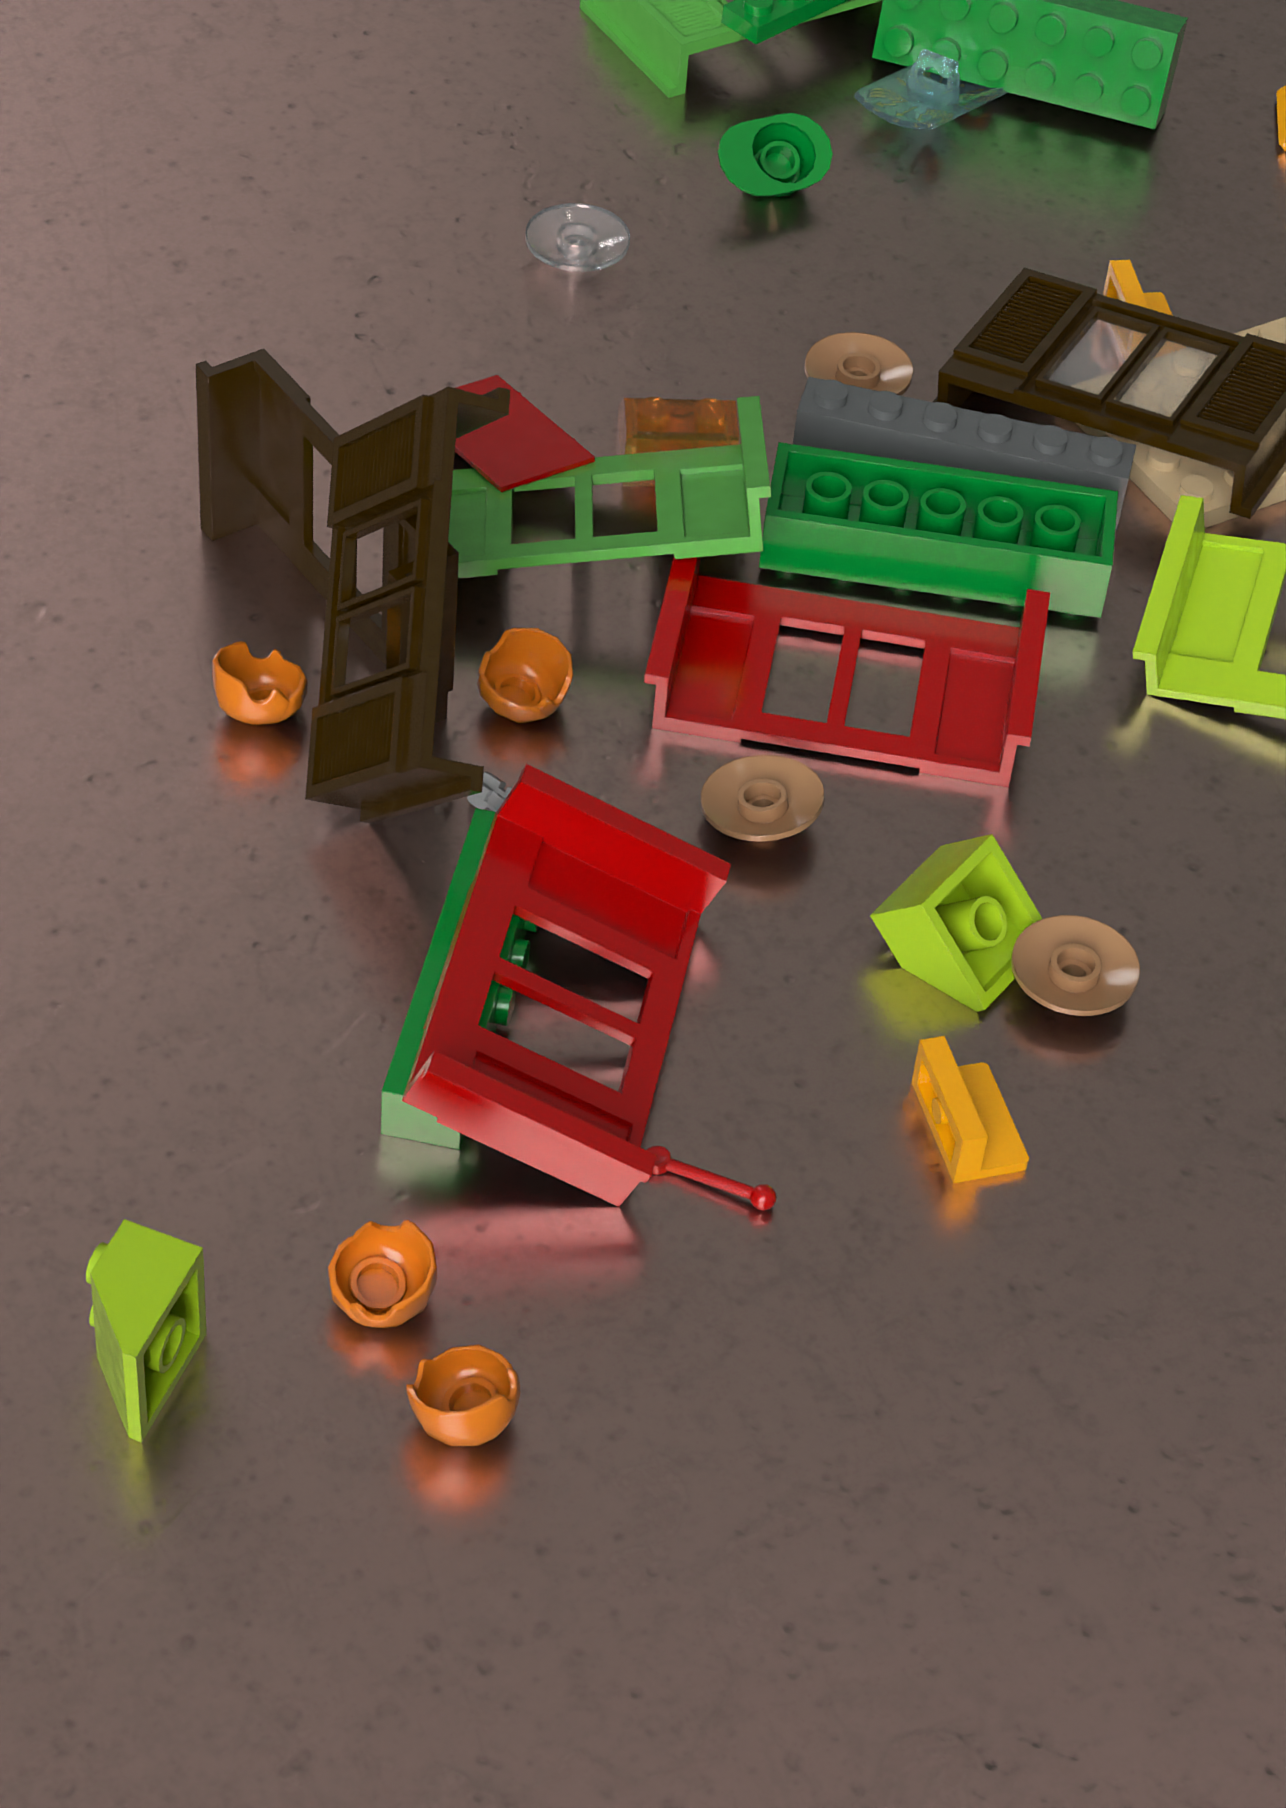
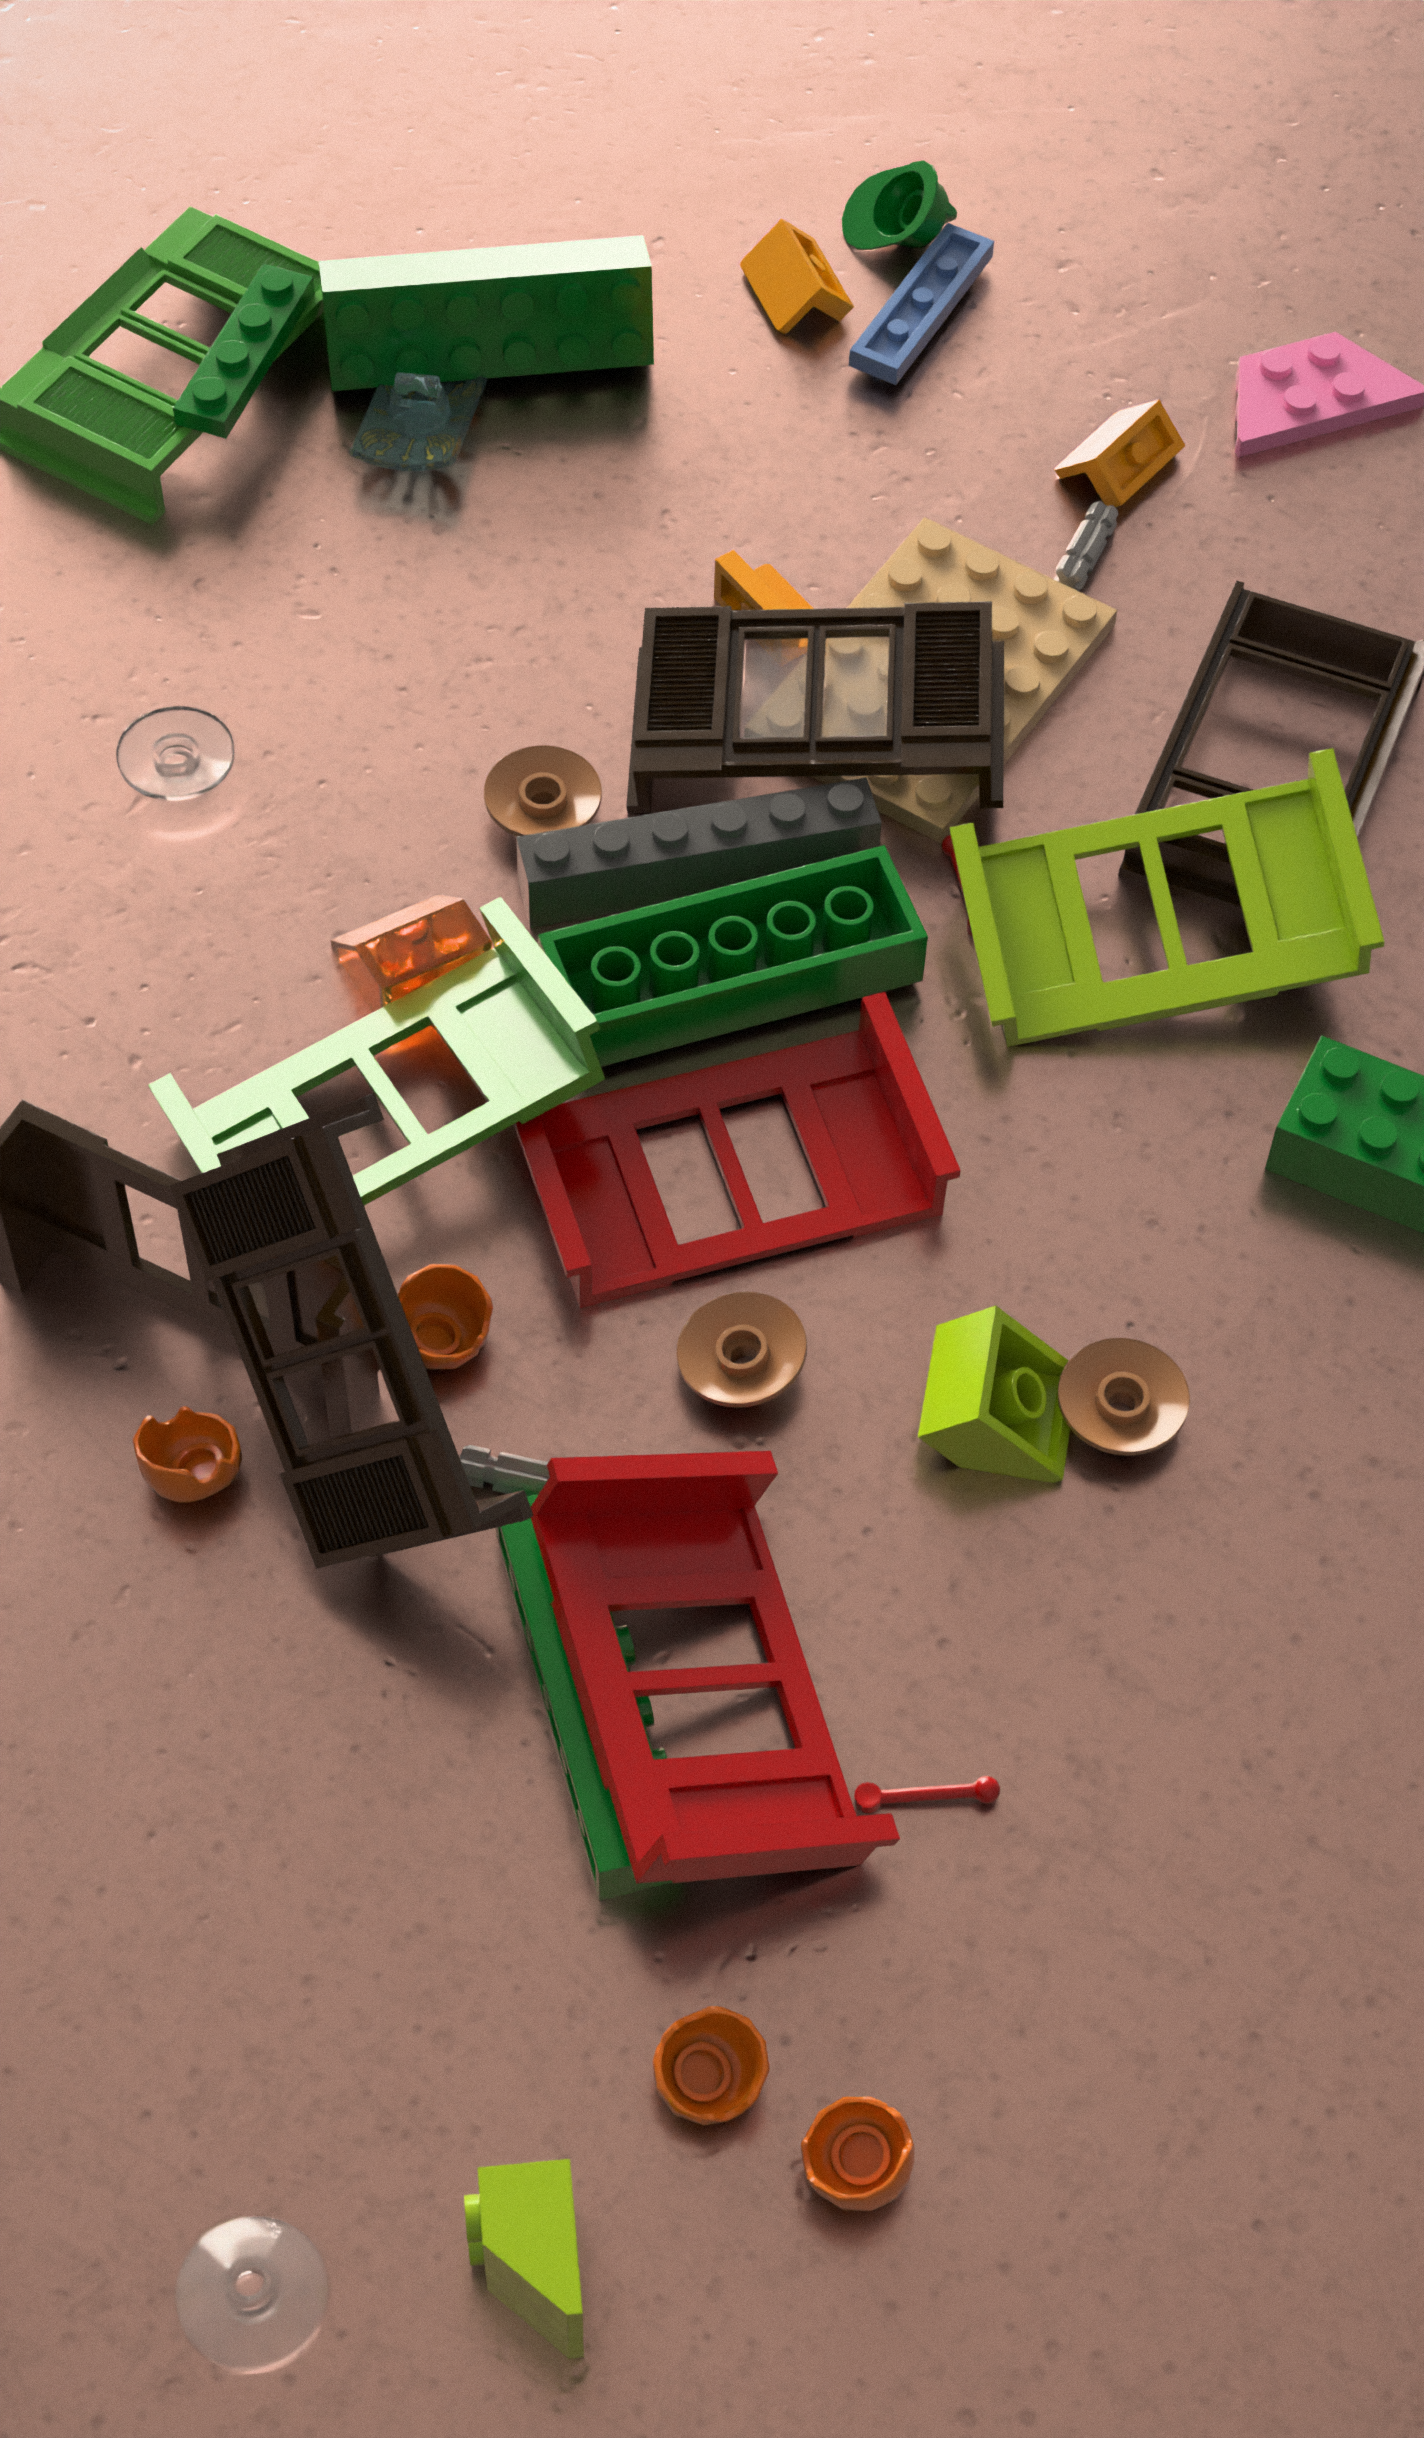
camera: 25 degrees left, 10 degrees up
(519, 445) = (238, 1031): red window -> none
(775, 154) = (319, 567): green piece -> none
(966, 1114) = (1113, 1606): light orange panel -> none

